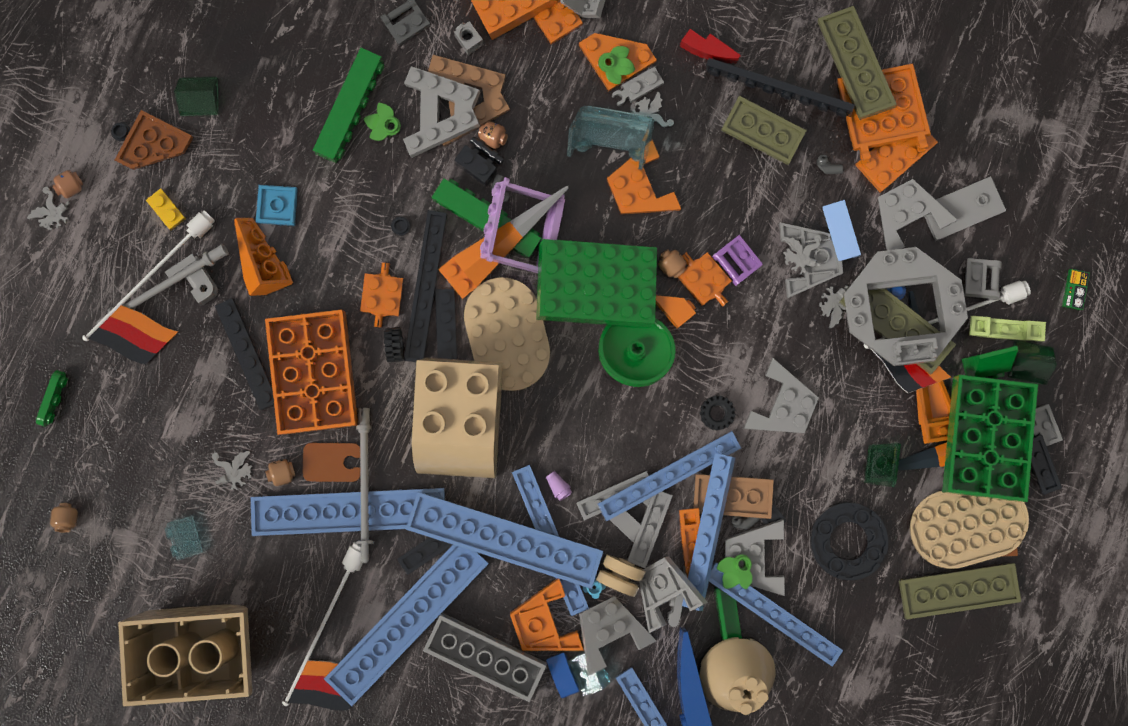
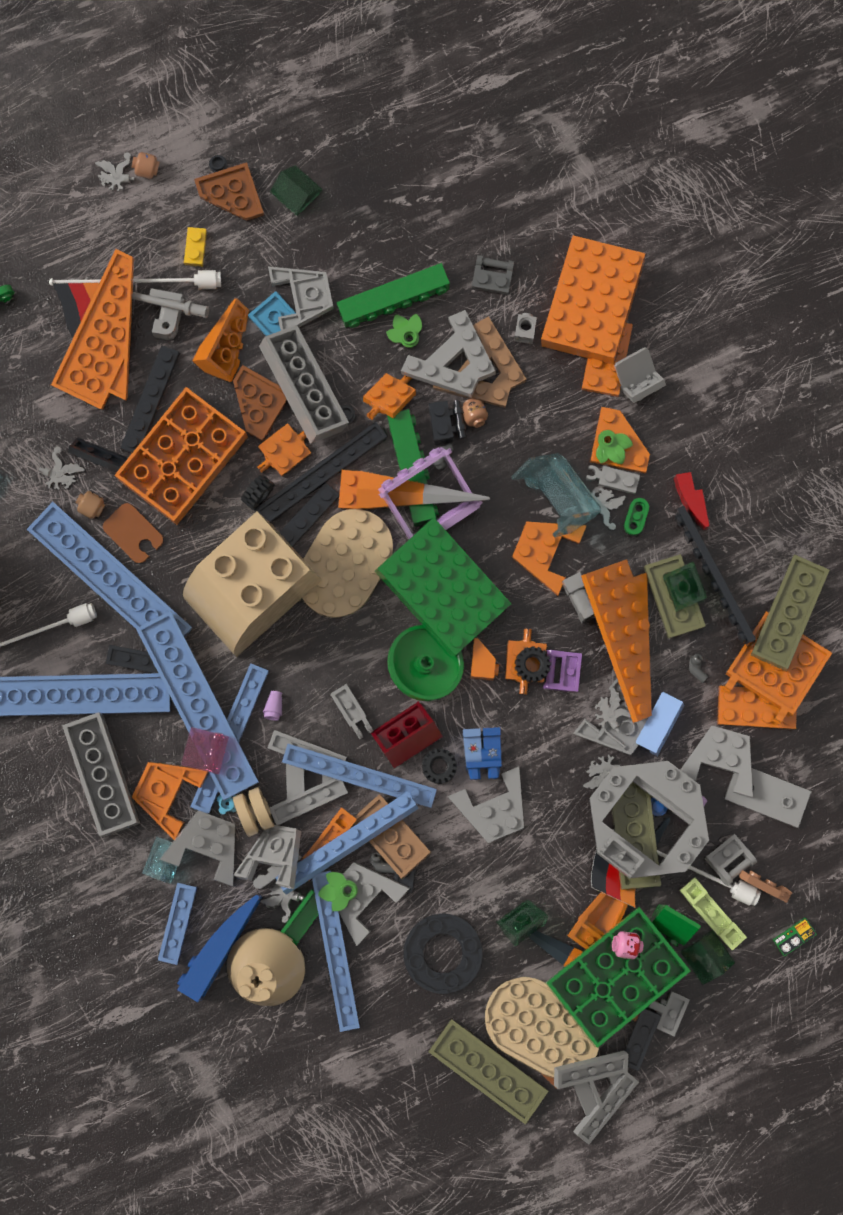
camera: 50 degrees right, 5 degrees down
(173, 354) = (101, 346): none -> orange wing
(249, 431) = (96, 454): none -> black plate
(285, 162) = (309, 292): none -> light grey wing
(327, 277) = (258, 401): none -> dark orange plate
(348, 233) = (303, 384): none -> light grey brick
(364, 428) = (177, 531): light grey bar -> none
(419, 182) = (389, 396): none -> orange plate
(543, 567) = (205, 750): none -> clear pink hinge
(562, 675) = (142, 843): blue slope -> none
(615, 434) = (350, 709): none -> light grey hinge
(672, 263) = (513, 627): medium nougat head -> none
(672, 413) = (406, 734): none -> dark red slope
(681, 99) = (636, 517): none -> green plate
(700, 196) = (577, 593): none -> light grey piece
(700, 616) = (283, 900): none -> light grey piece
(721, 268) = (521, 668): none -> black tyre
(742, 376) = (482, 758): none -> blue hips
(743, 180) = (622, 616): none -> orange wing
(767, 115) = (685, 587): none -> clear green slope
(979, 410) = (627, 945): none -> bright pink head
(1025, 273) = (768, 886): none -> nougat hinge
(1033, 533) = (597, 1108): none -> light grey plate

